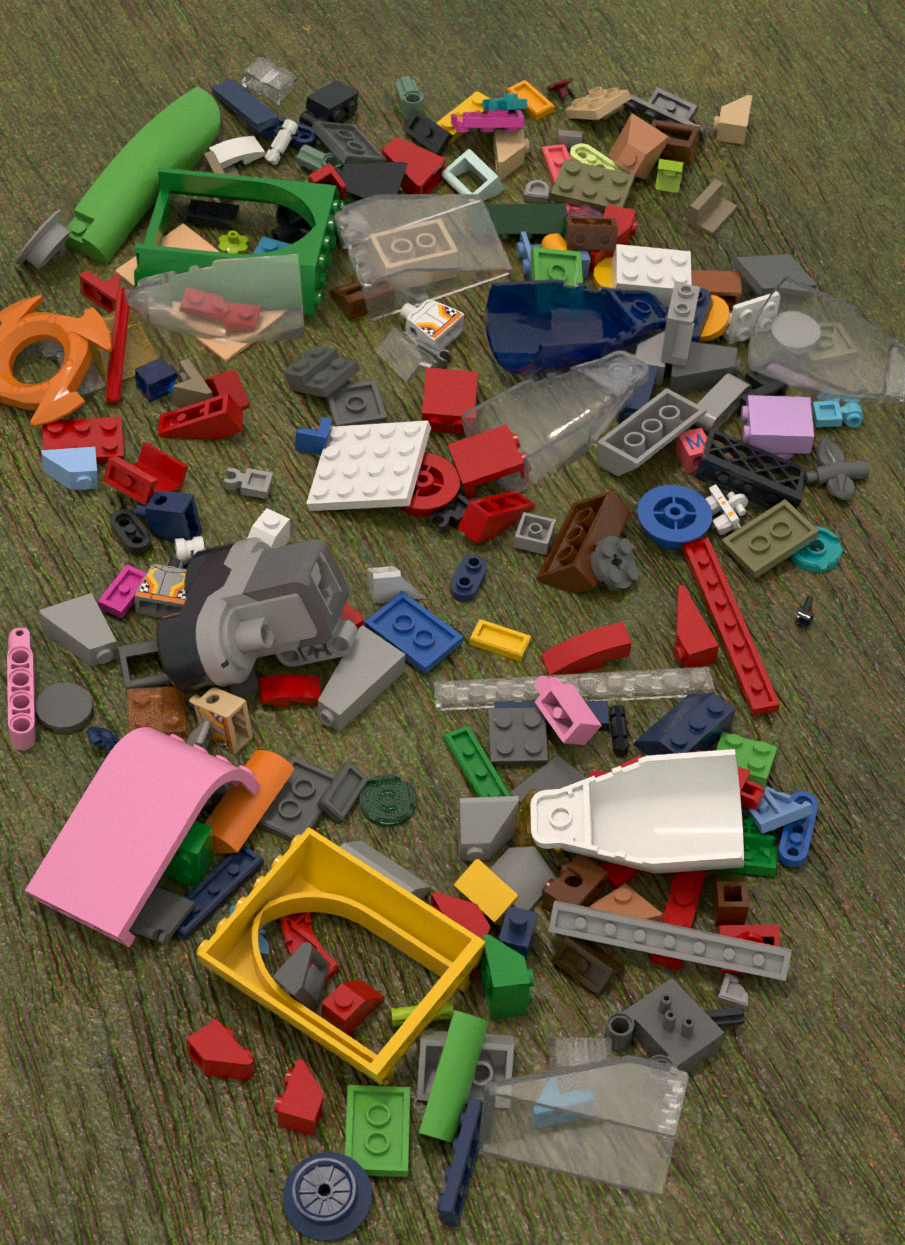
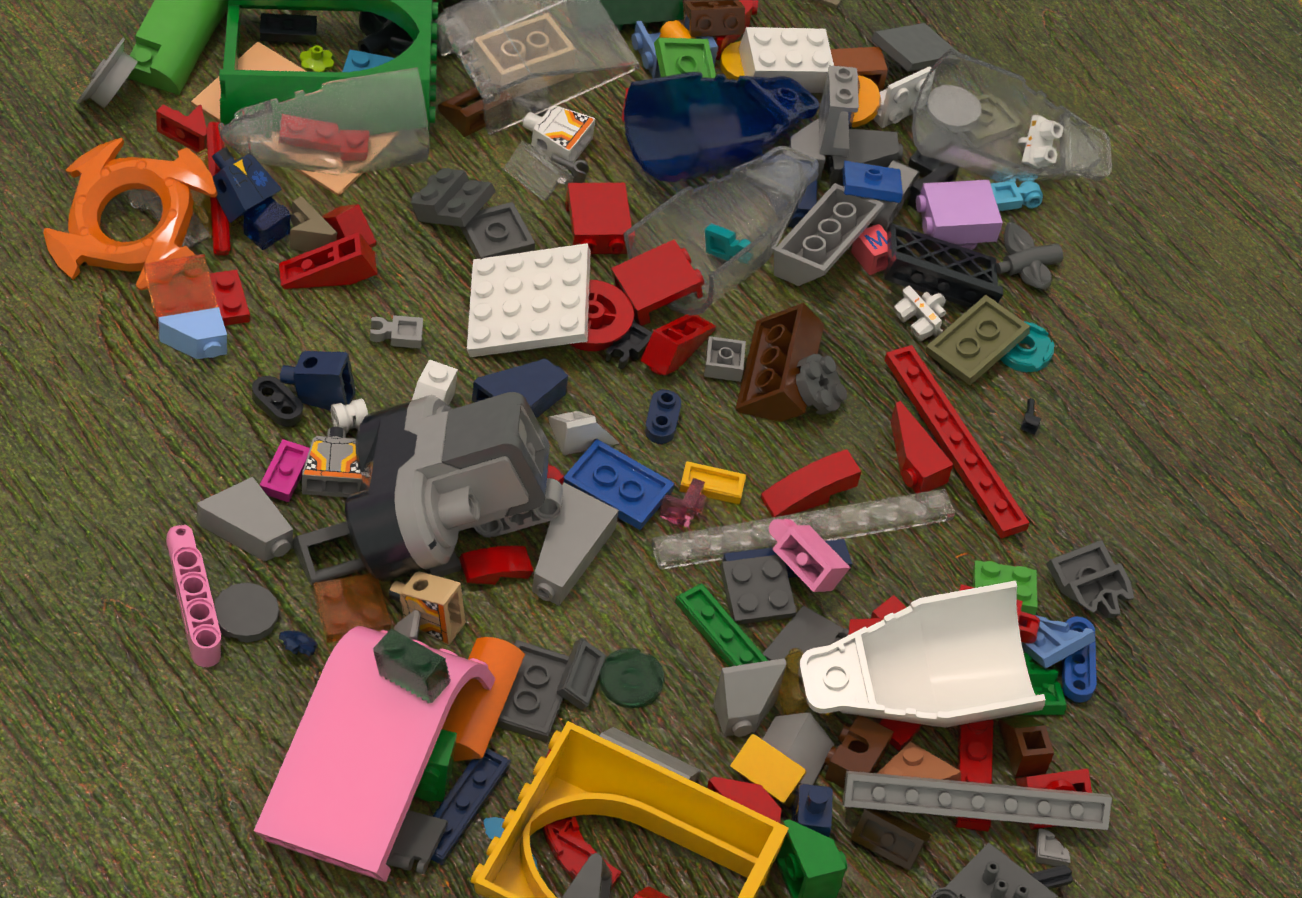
camera: 15 degrees left, 0 degrees up
(65, 425) = (180, 285): none -> clear orange plate
(136, 343) = (241, 184): none -> dark blue torso
(150, 474) = (283, 334): red panel -> none
(174, 763) = (411, 666): none -> clear green brick
(313, 440) = (459, 276): blue panel -> none
(351, 542) = (537, 381): none -> dark blue slope
(469, 660) = (683, 511): none -> clear pink bracket
(550, 428) = (723, 242): none -> teal plate
(619, 730) = (864, 570): black axle -> none
(674, 515) = (871, 324): blue piece -> none
(689, 726) = (937, 559): dark blue slope -> none
(700, 389) = (872, 181): none -> blue plate
(826, 759) = (1092, 579): none -> dark grey plate
(867, 368) = (1039, 142): none -> white hips

